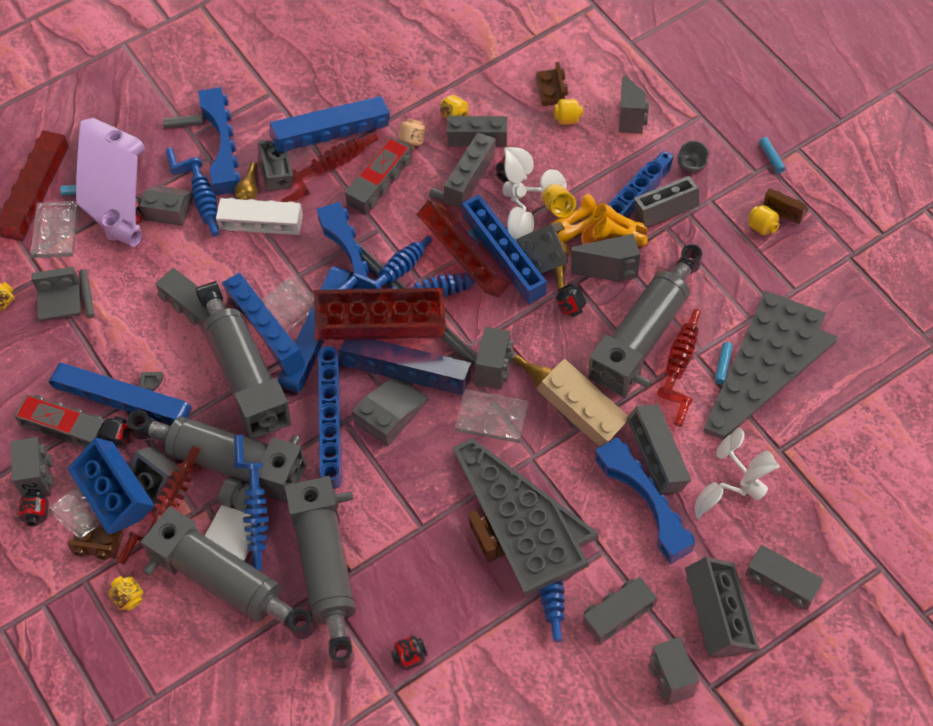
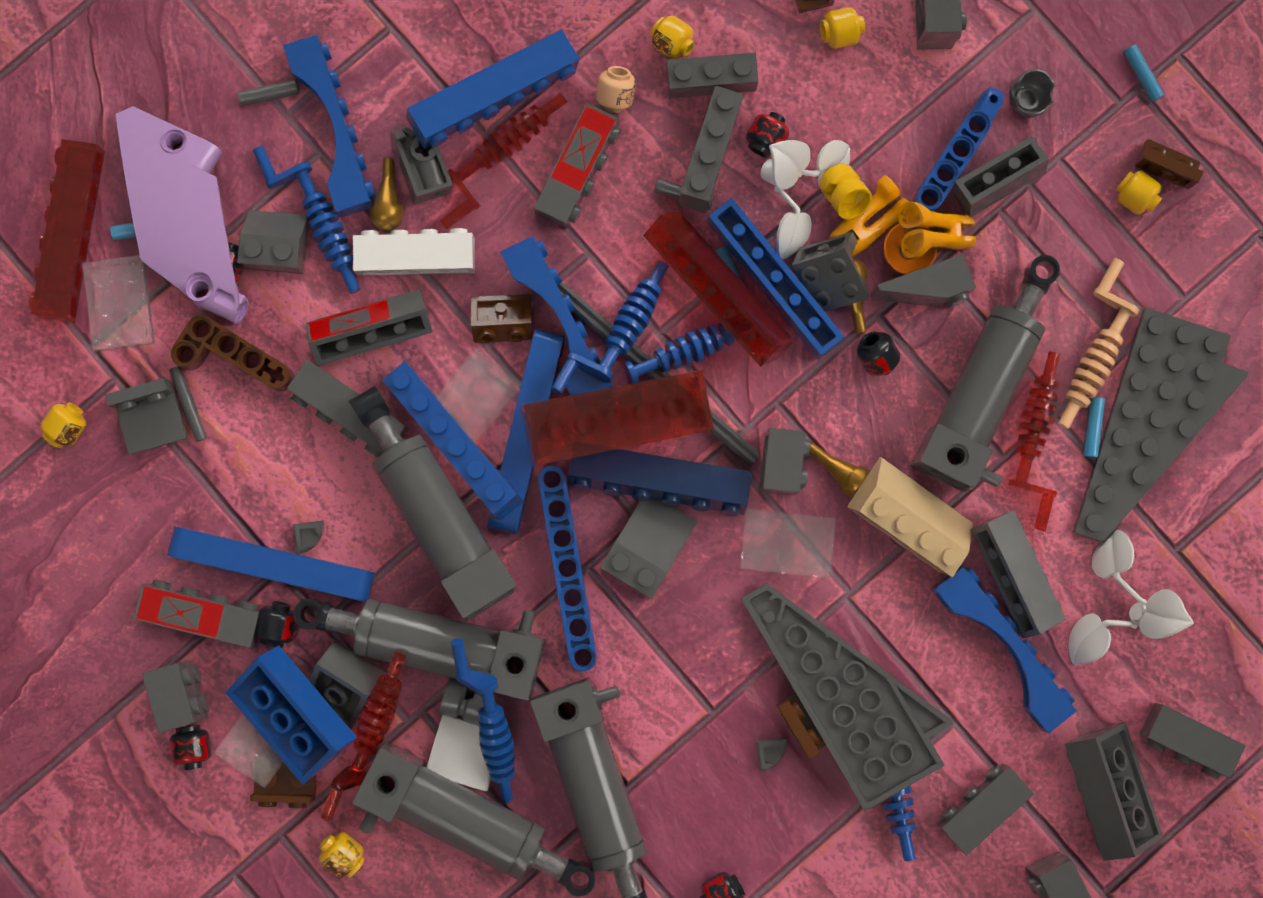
camera: 10 degrees left, 25 degrees up
(110, 252) = (238, 356): none -> reddish brown beam
(219, 254) = (368, 327): none -> dark grey brick
(311, 260) = (501, 318): none -> reddish brown bracket
(461, 557) = (770, 752): none -> dark grey tile
(729, 318) = (1099, 358): none -> light nougat piece

